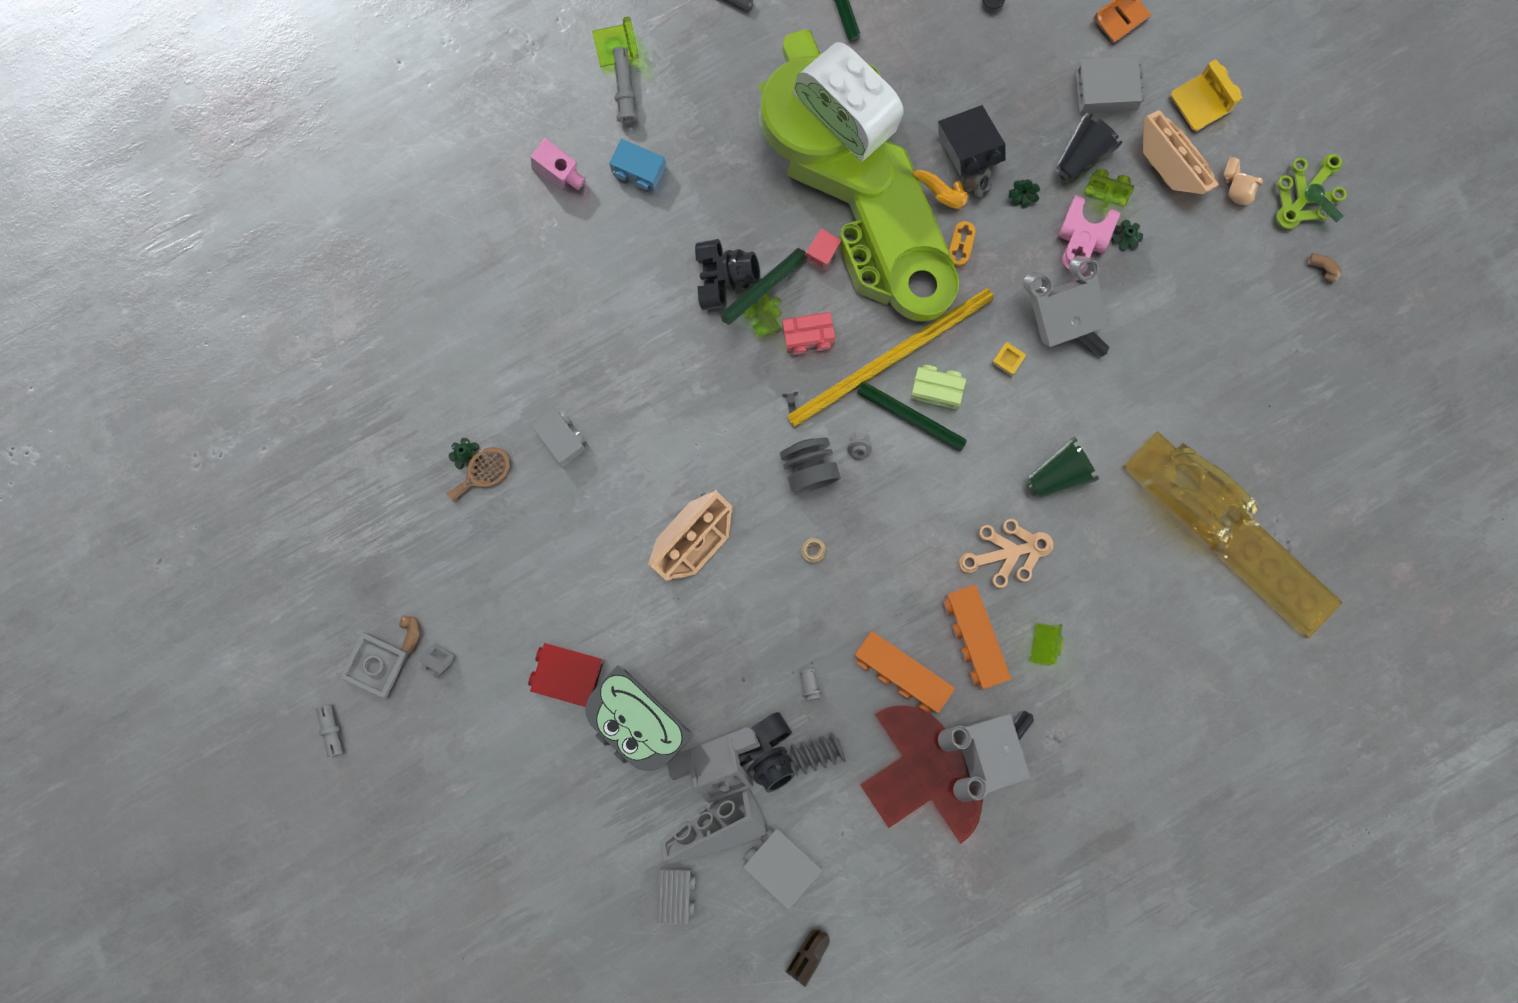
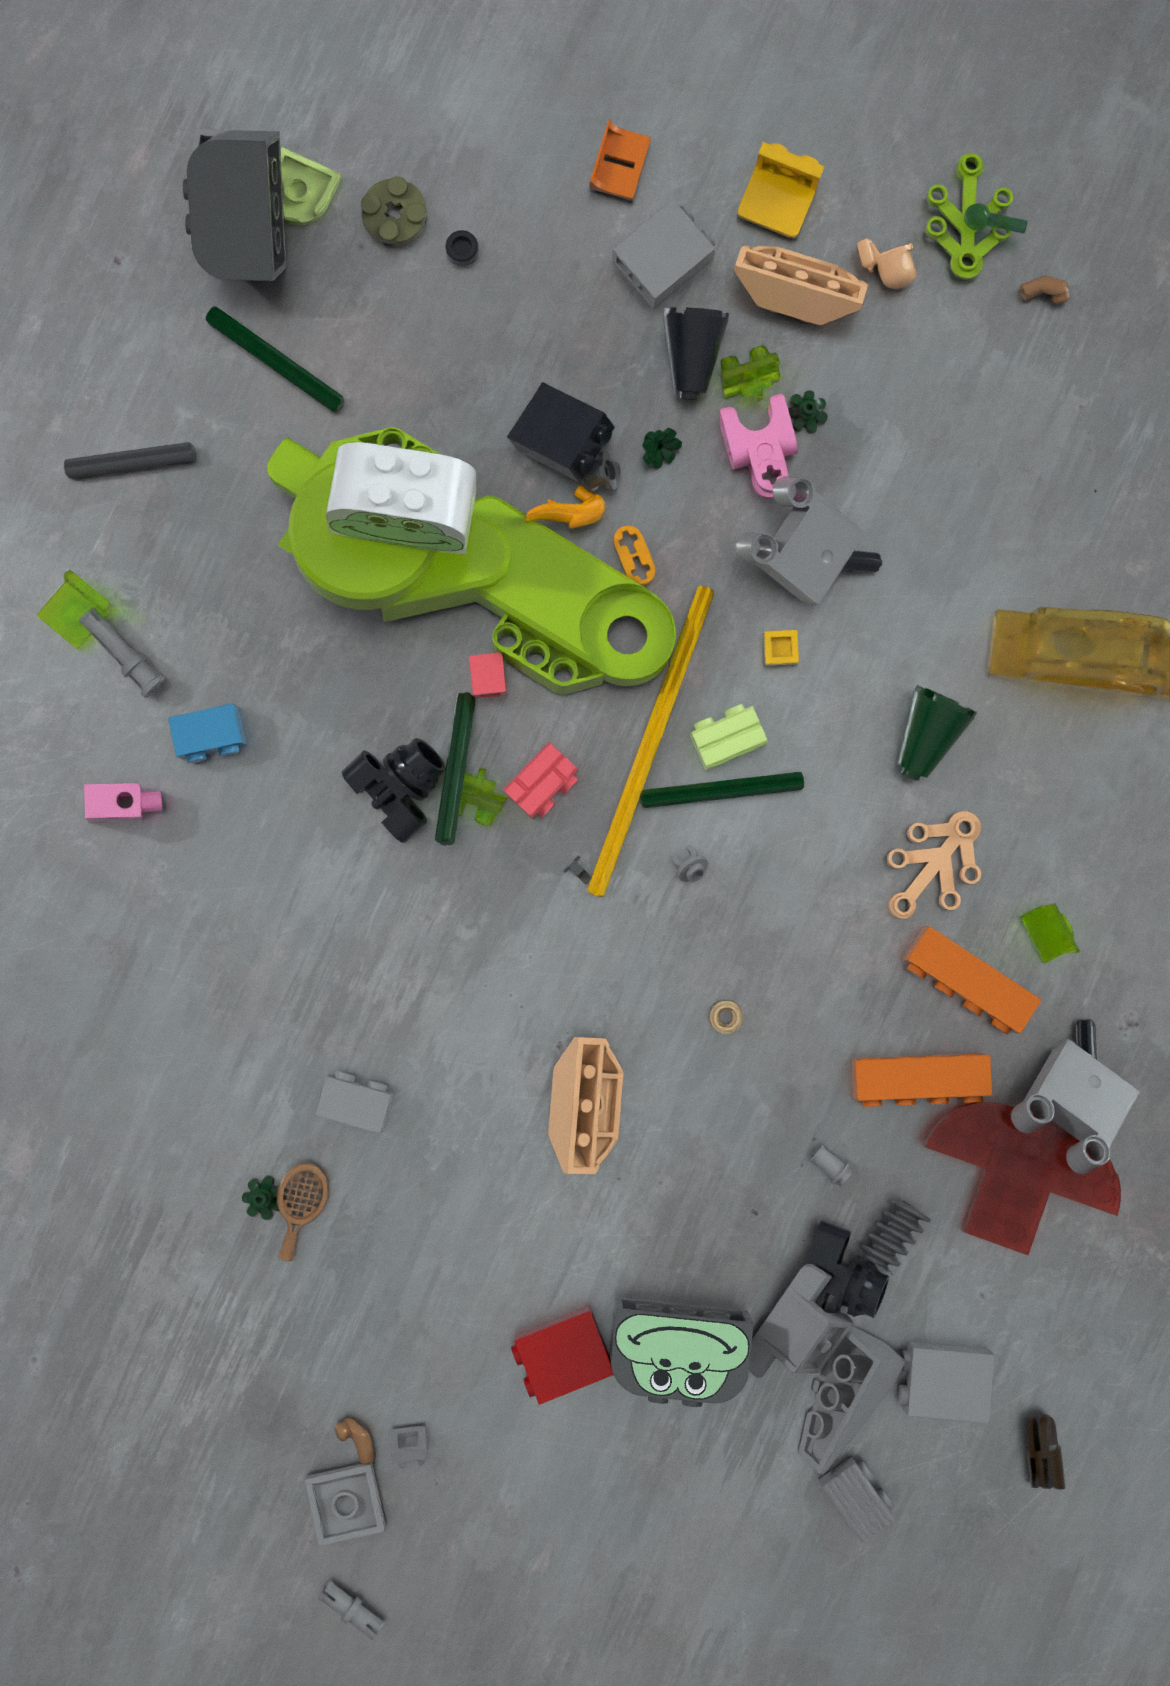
camera: 45 degrees left, 5 degrees up
(809, 463) = (655, 930): dark grey wheel -> none

